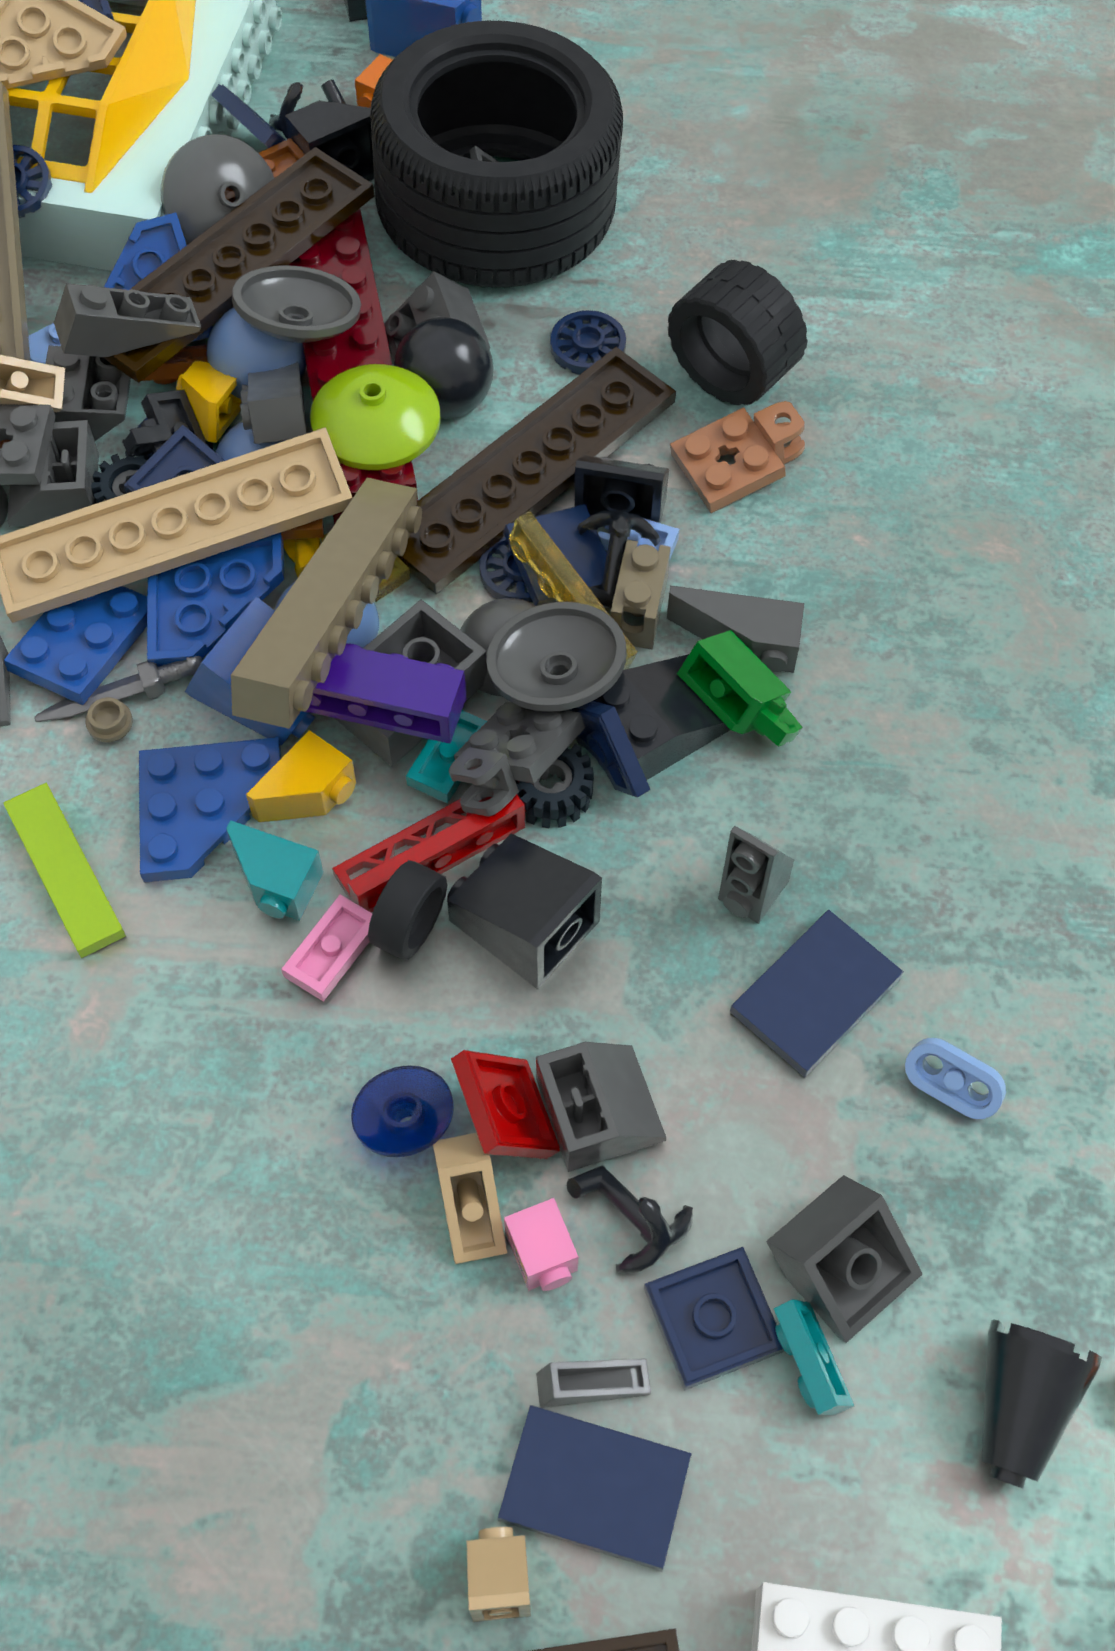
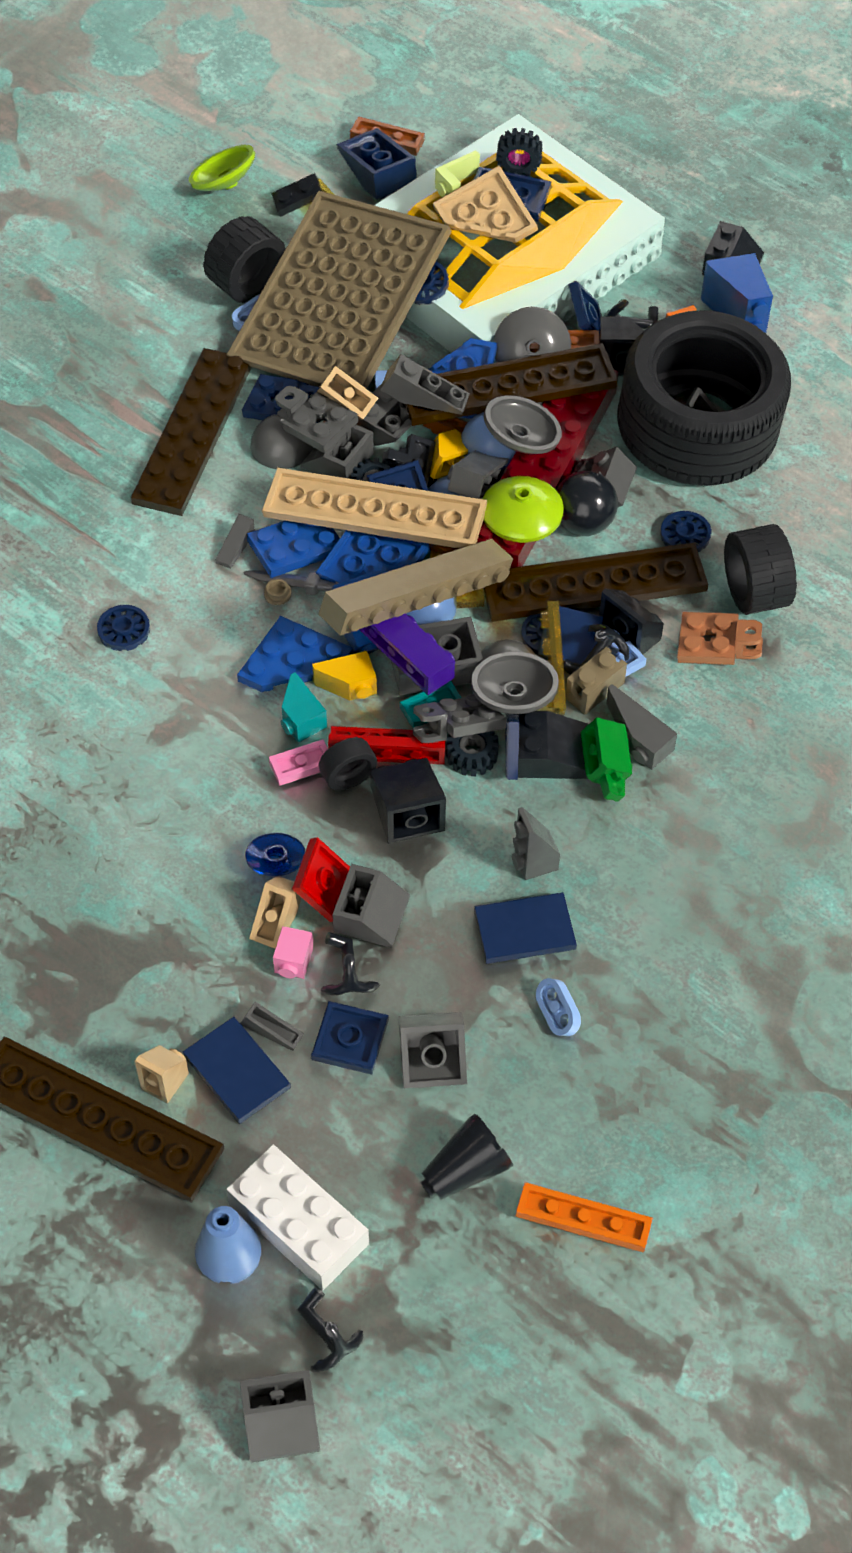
camera: 35 degrees right, 5 degrees down
(64, 870) = (204, 652): lime tile -> none
(820, 1376) = (379, 1080): teal plate -> none

